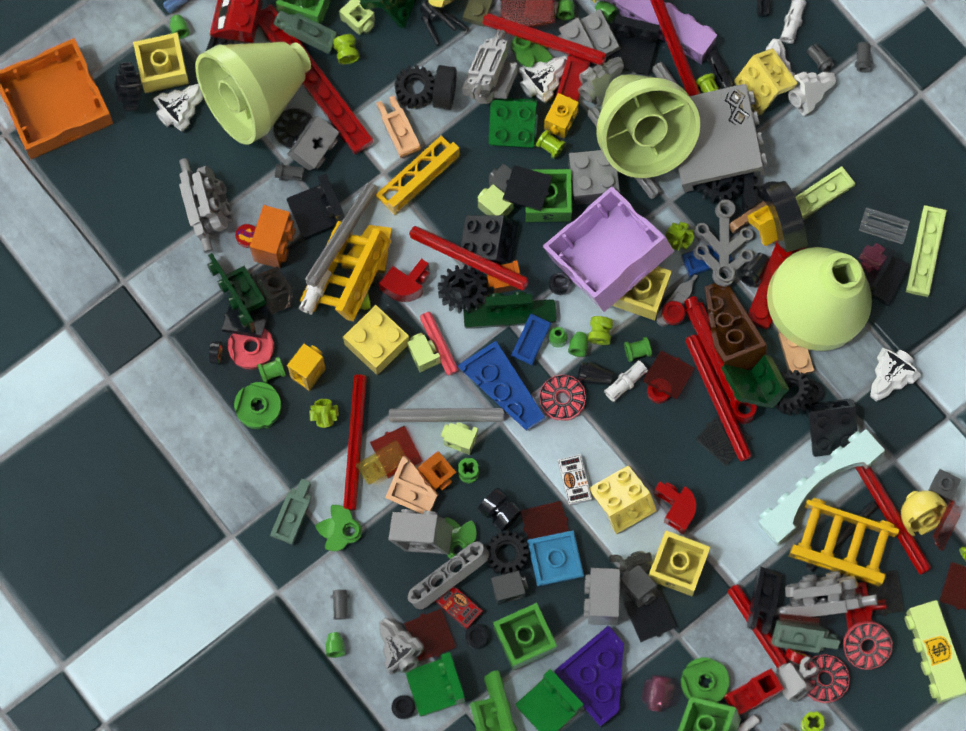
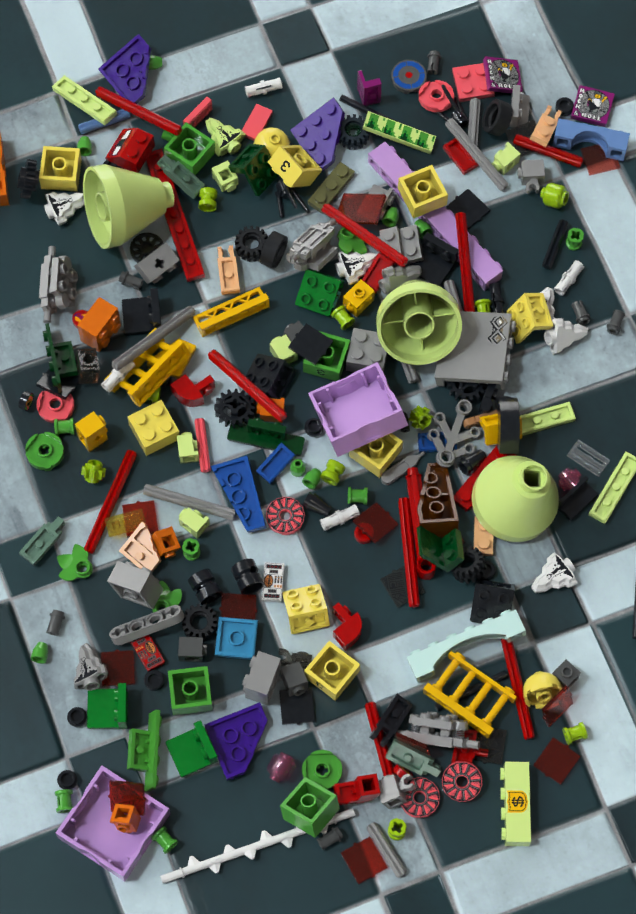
camera: 15 degrees right, 5 degrees down
(542, 480) = (246, 574): none -> black wheel
(673, 313) = (395, 475): red tile -> none

